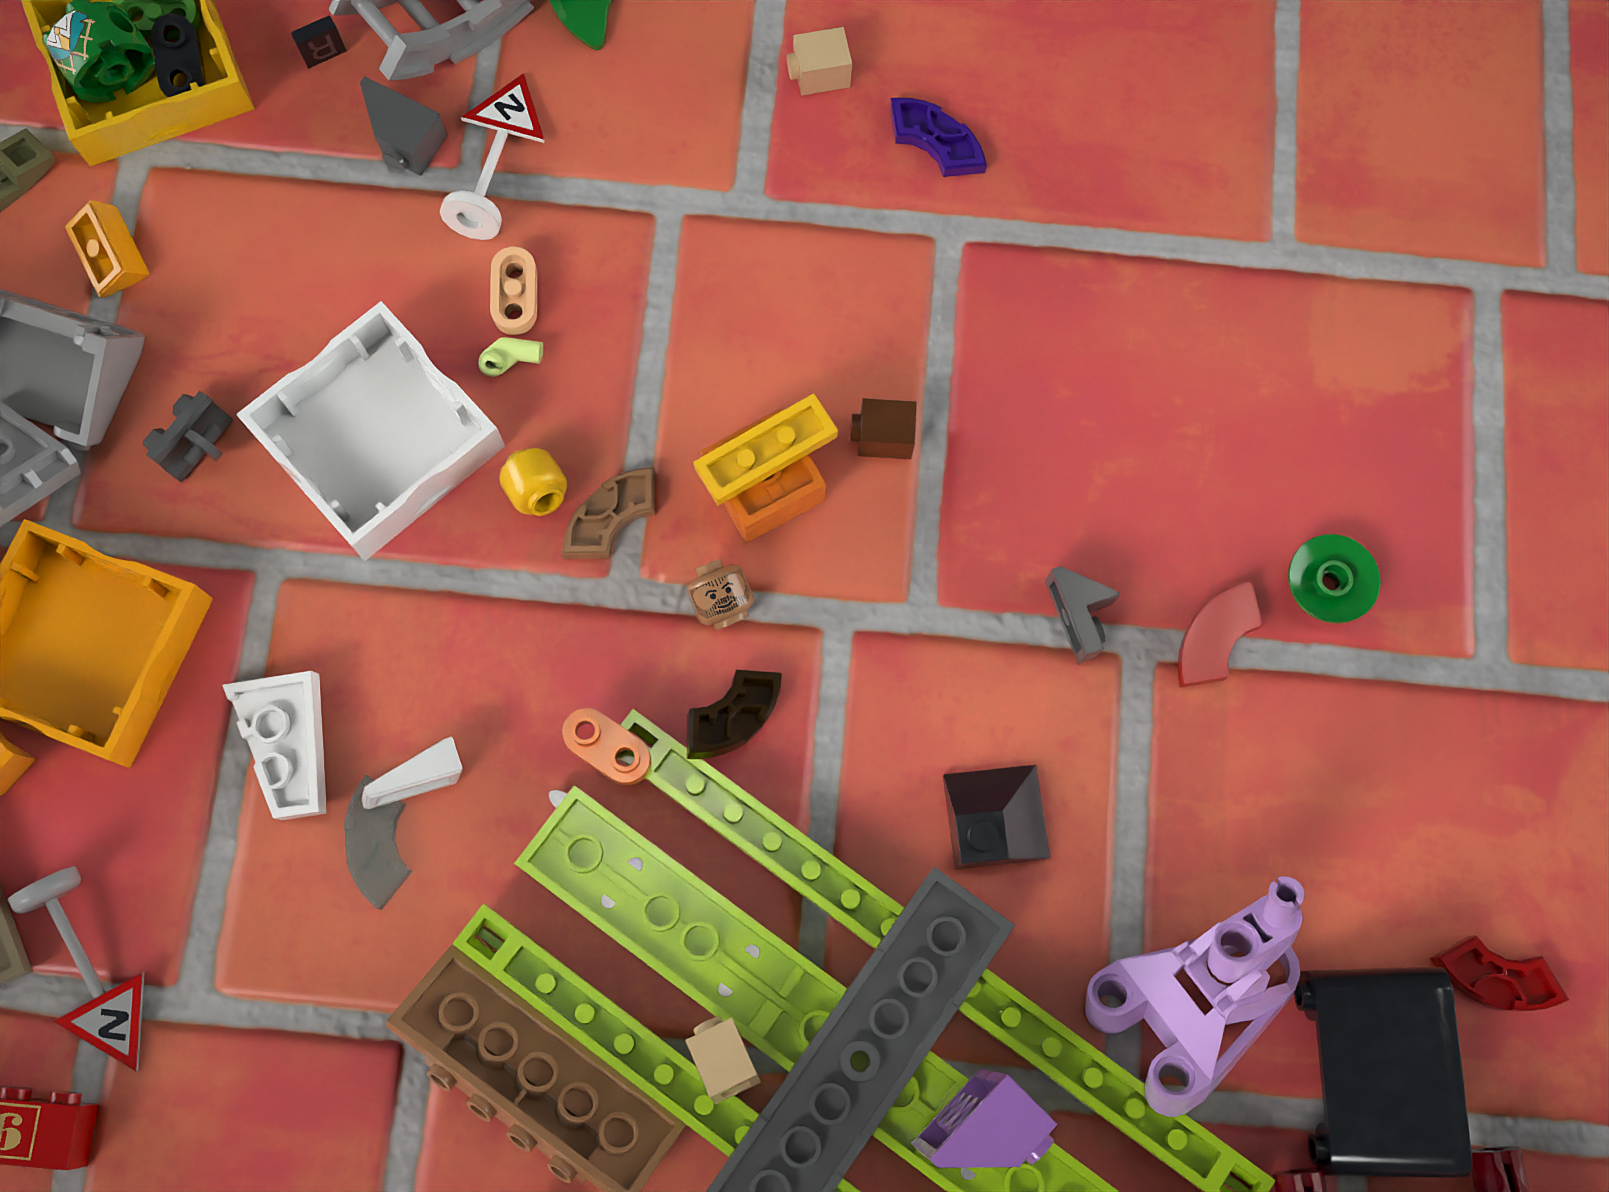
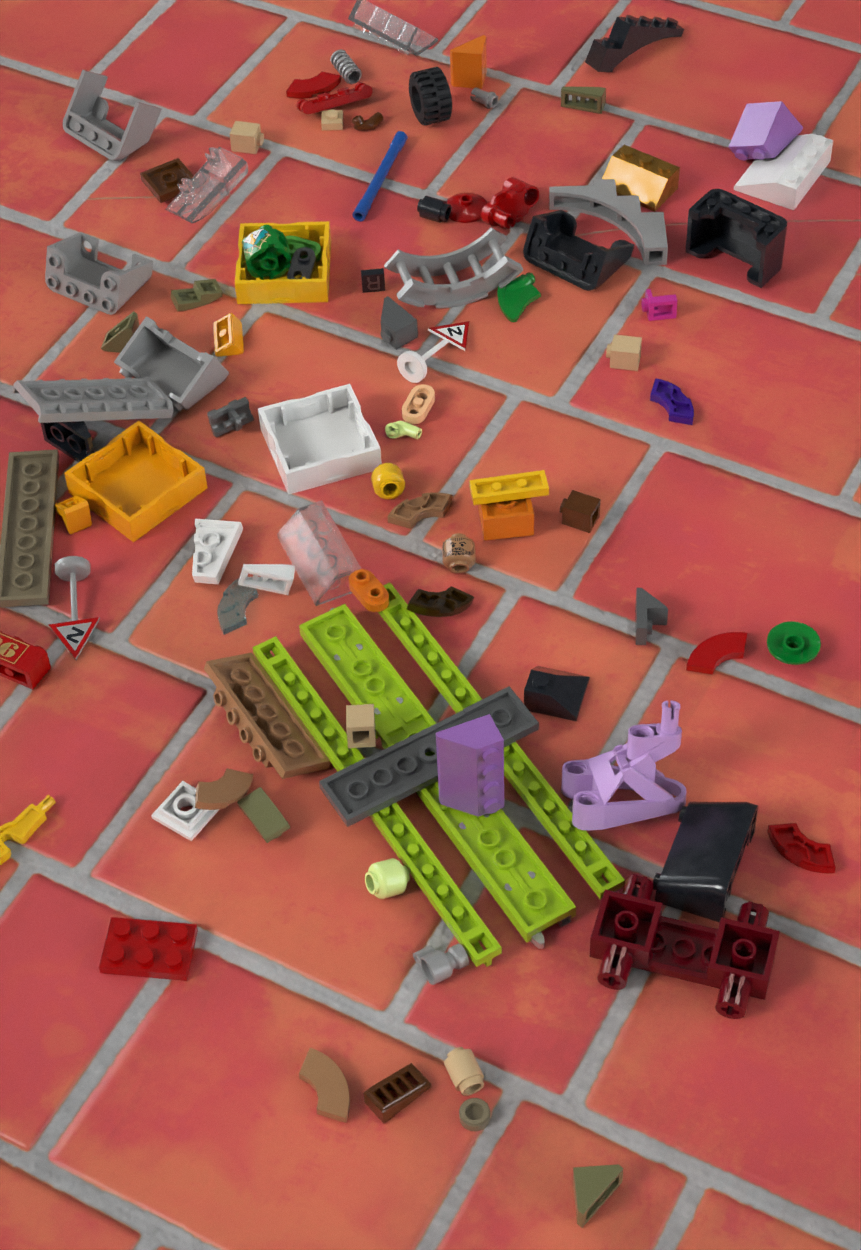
camera: 30 degrees right, 25 degrees down
(479, 683) = (318, 553): none -> clear slope

